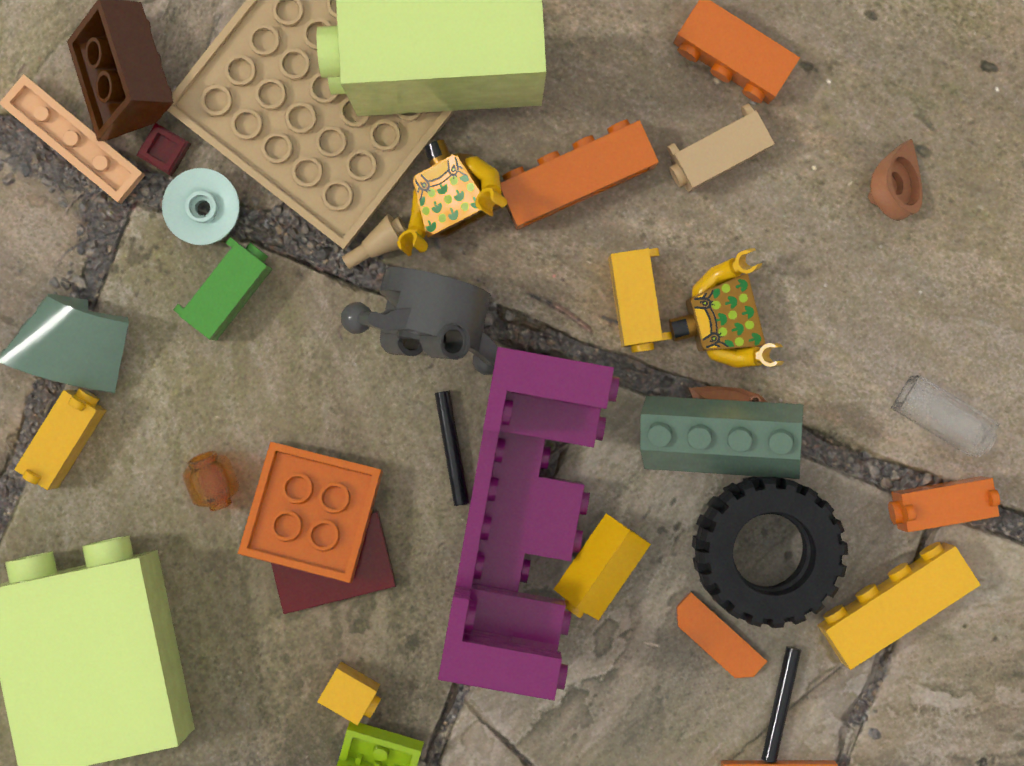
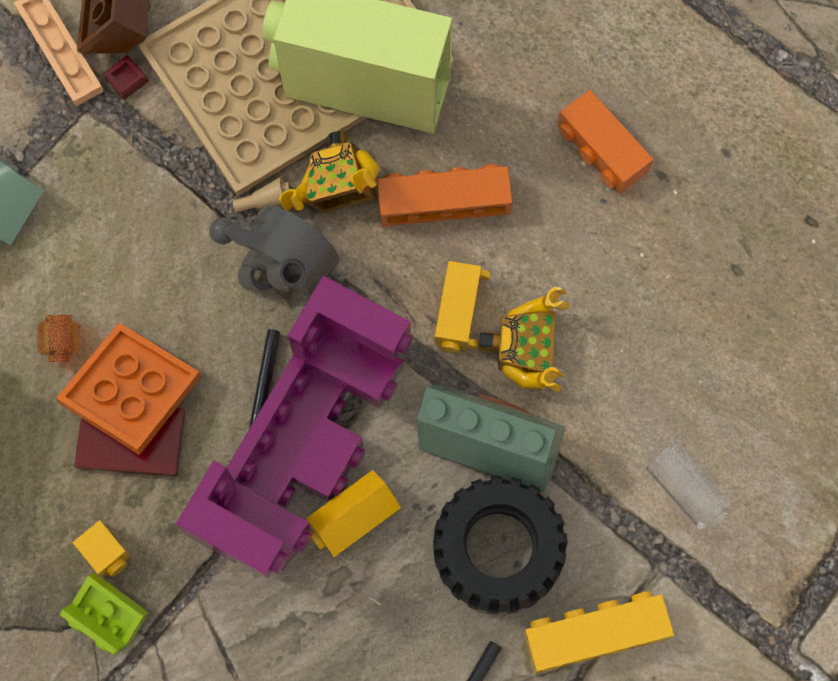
camera: 20 degrees right, 15 degrees down
(182, 202) = (133, 113): light aqua dish -> none
(226, 290) = (131, 194): bright green brick -> none
(717, 638) = (433, 614): orange piece -> none
(720, 151) = (566, 214): tan brick -> none
(897, 183) = (705, 284): nougat piece -> none
(944, 504) = (664, 560): orange brick -> none

